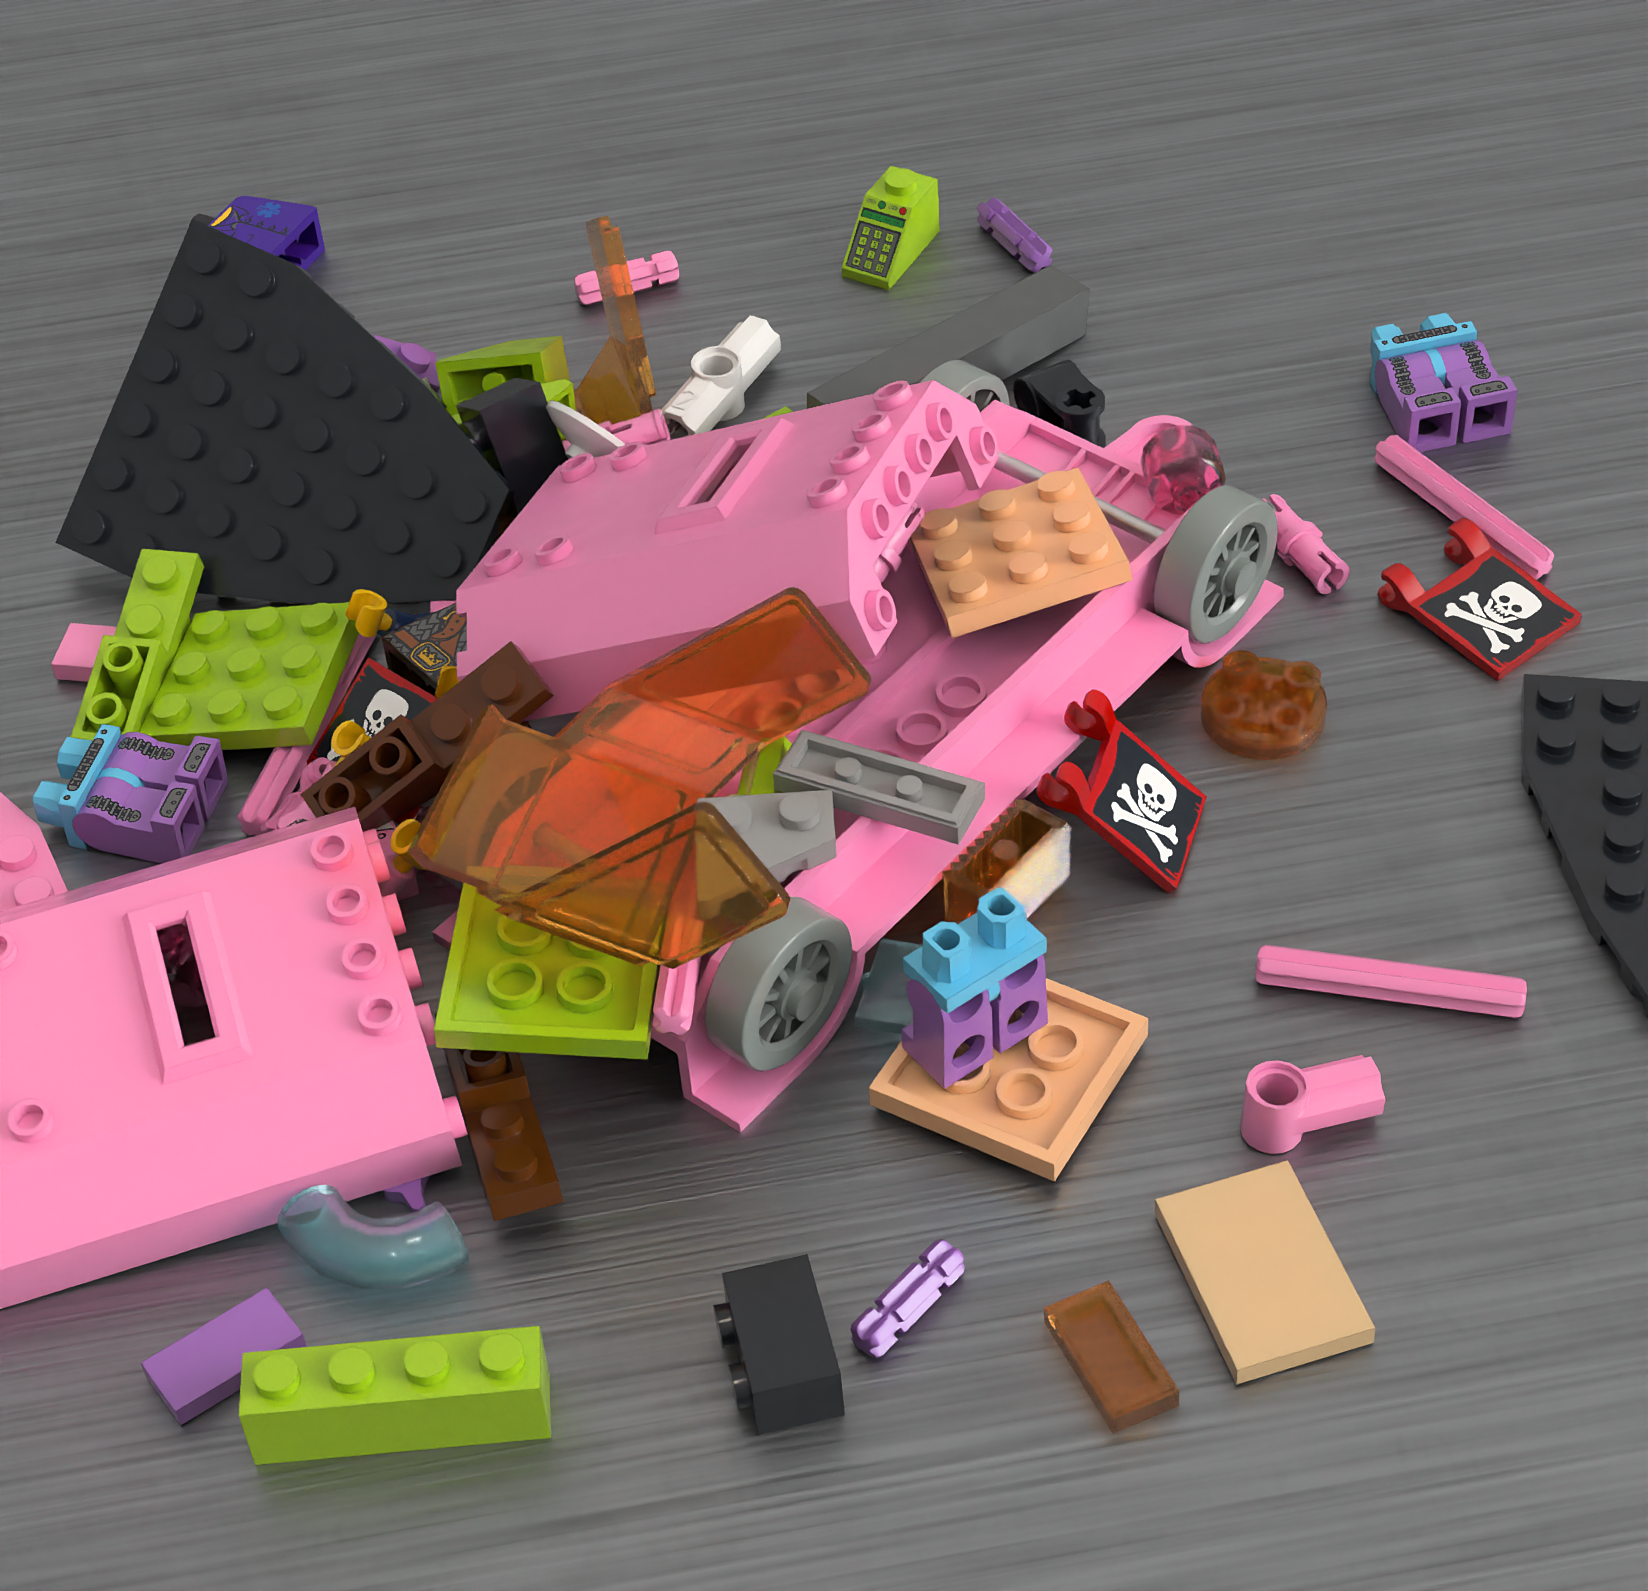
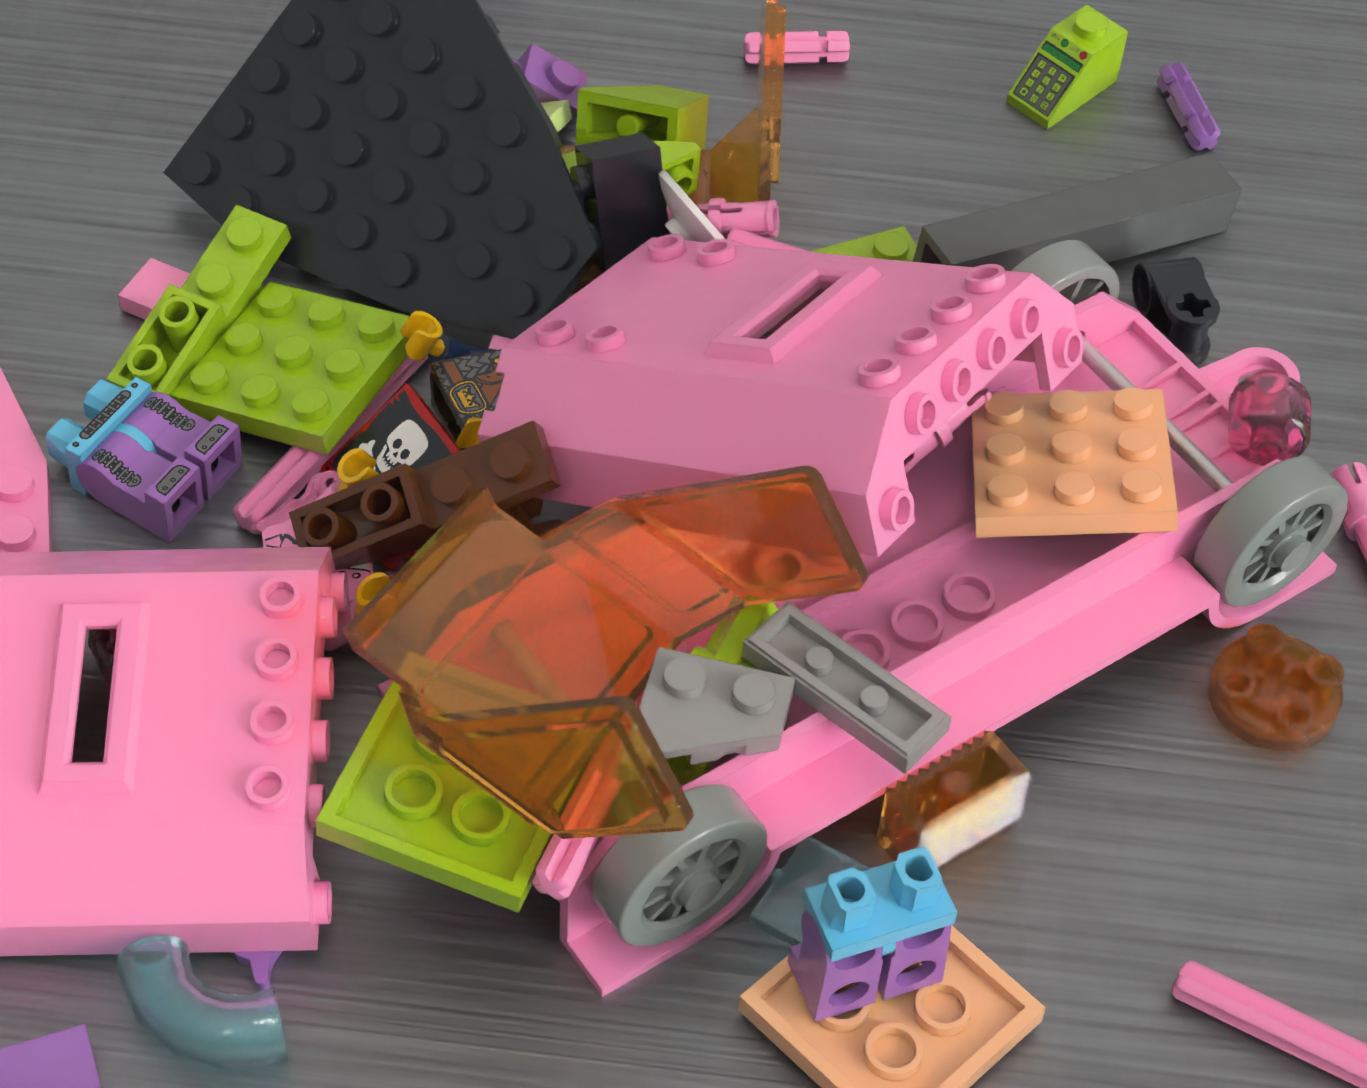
camera: 10 degrees right, 5 degrees up
(503, 1131) = (365, 942): reddish brown slope -> none
(721, 378) = (846, 184): white piece -> none
(1130, 794) = (1109, 757): flag -> none

